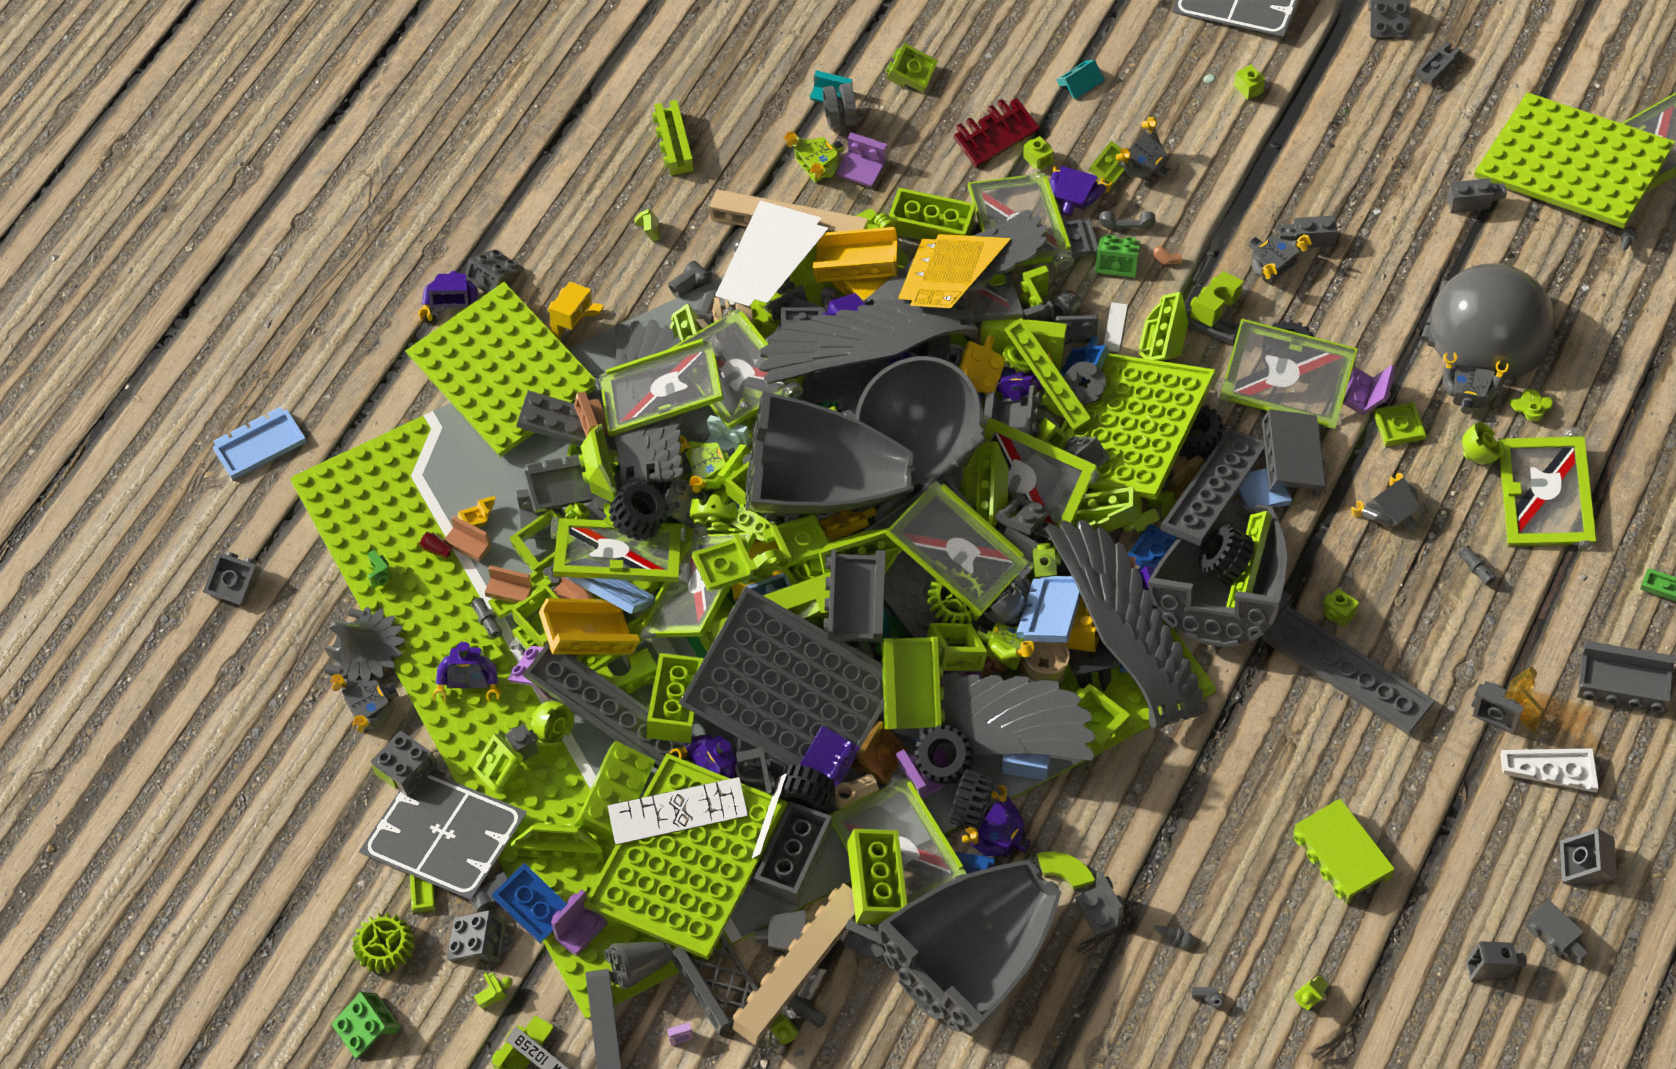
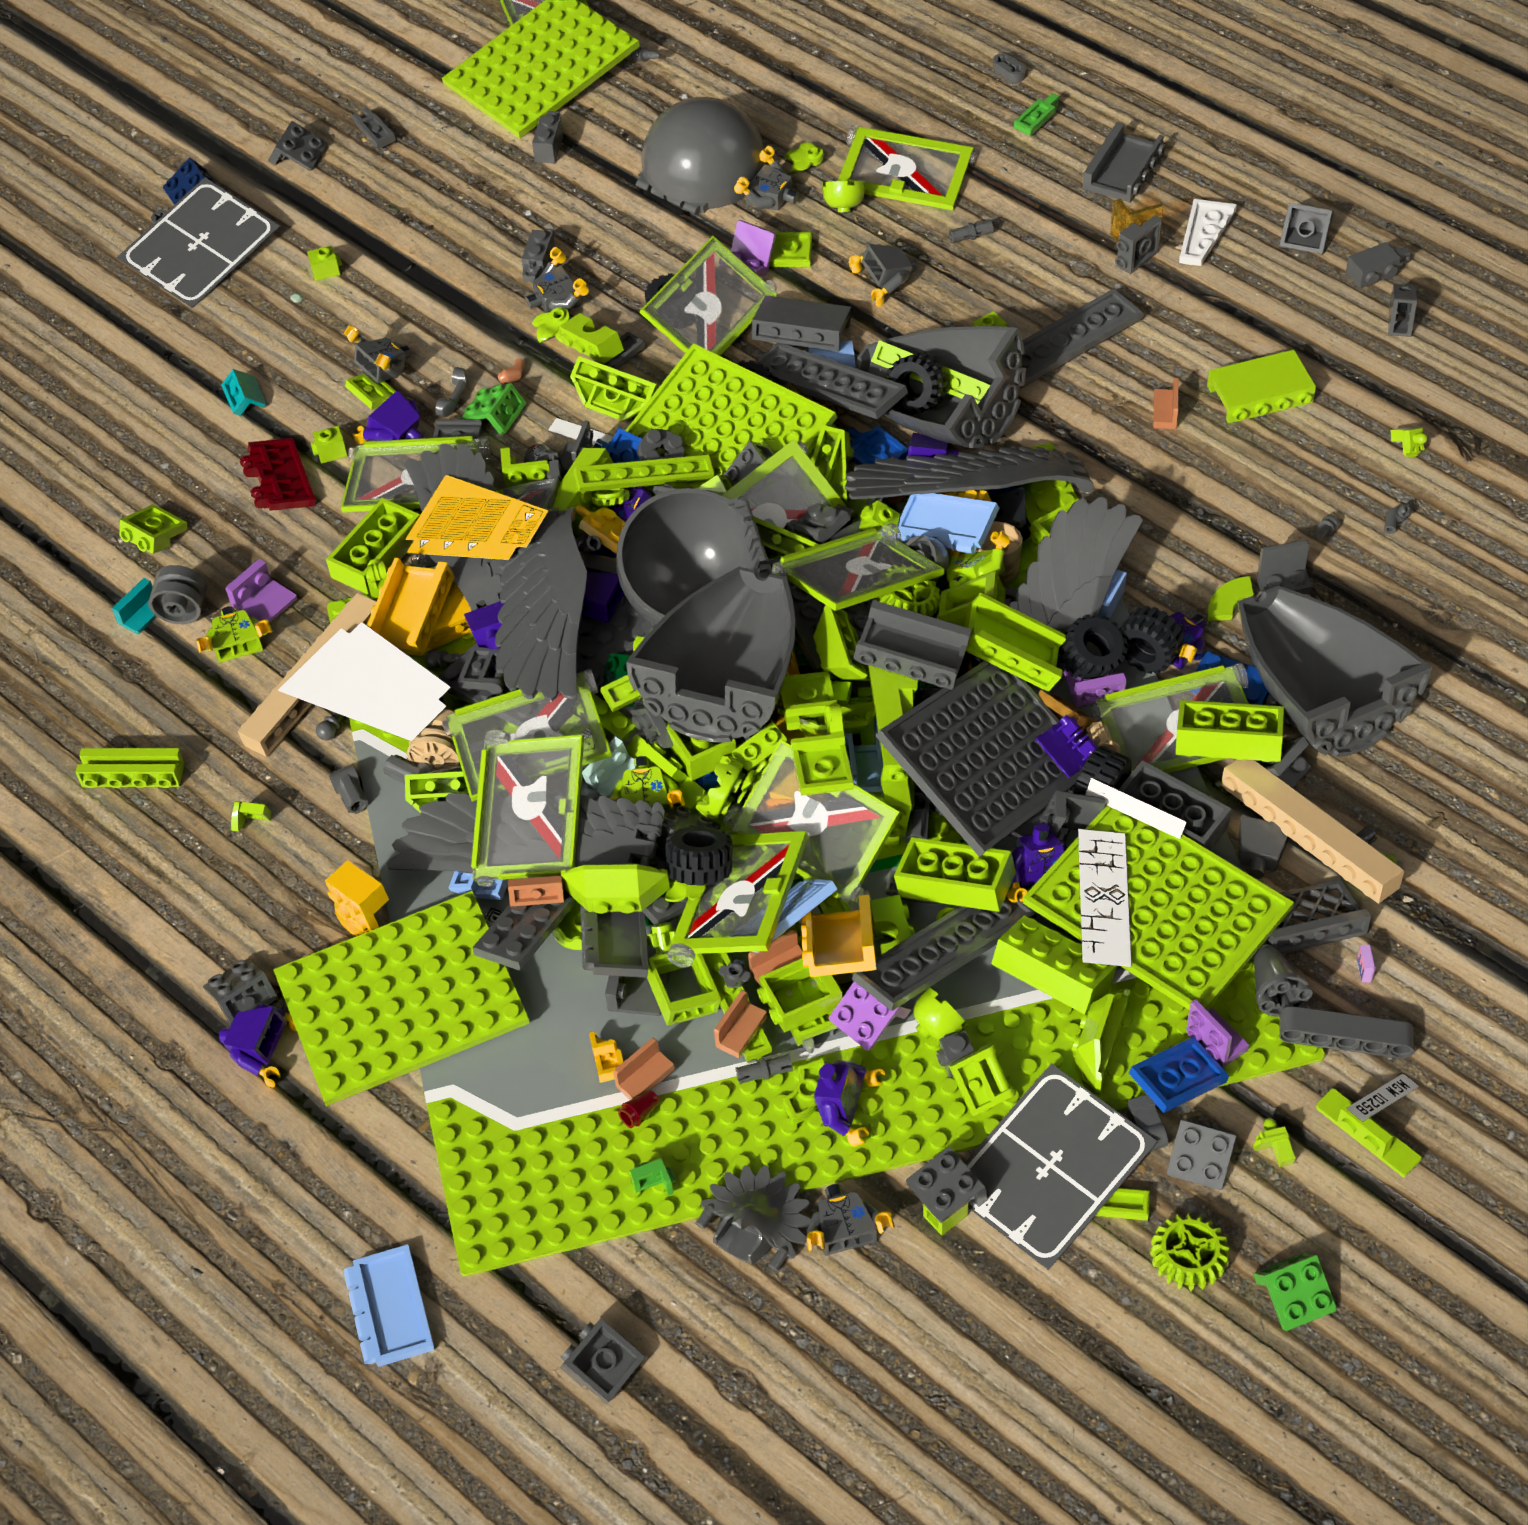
camera: 75 degrees left, 5 degrees down
(1236, 266) = (549, 324): none -> lime plate
(1292, 776) = (1166, 407): none -> nougat panel

